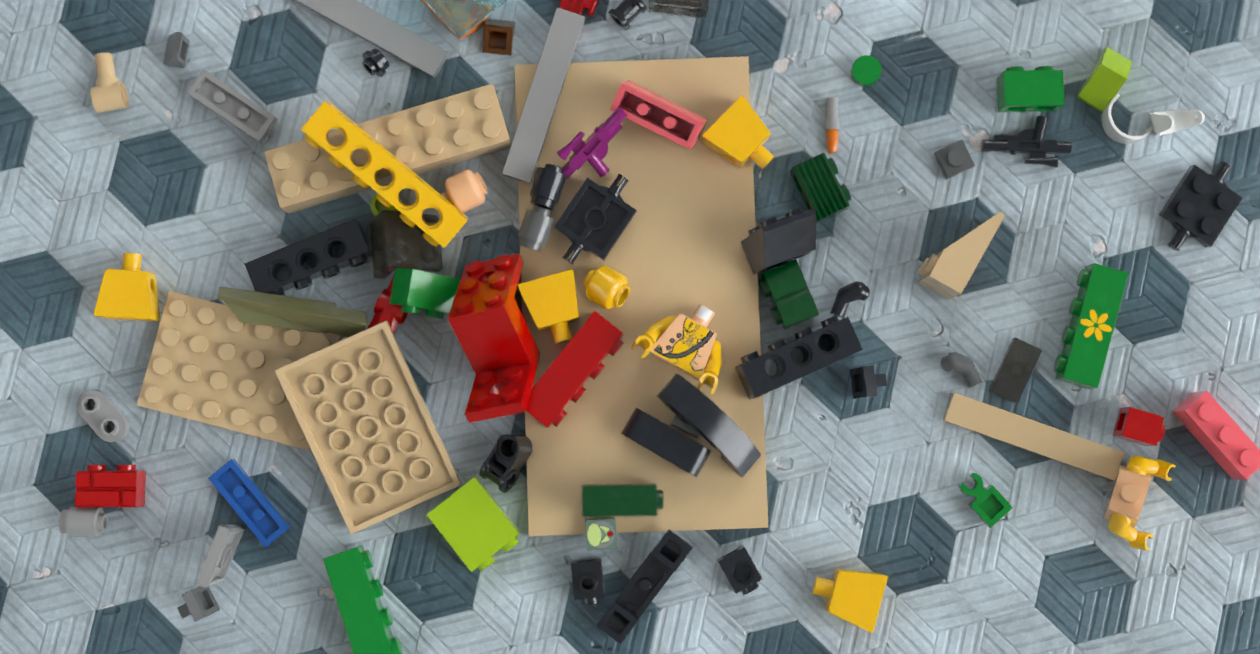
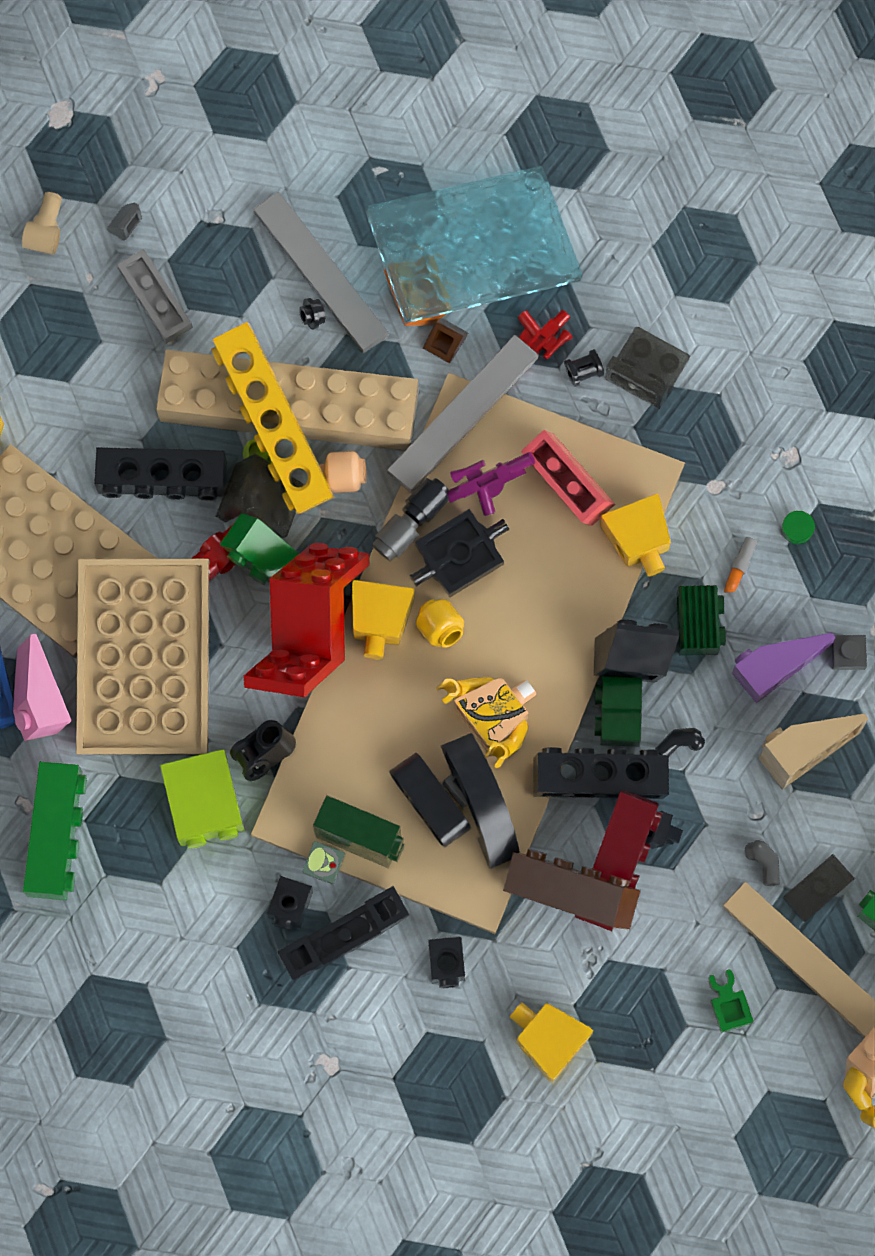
camera: 25 degrees right, 10 degrees down
(292, 312) = (120, 514): olive wedge -> none
(295, 502) = (37, 699): none -> bright pink slope
(572, 368) = (369, 688): red brick -> none
(821, 469) = (572, 890): none -> reddish brown brick
(845, 424) = (625, 840): none -> dark red brick
(896, 201) = (775, 663): none -> medium lavender slope

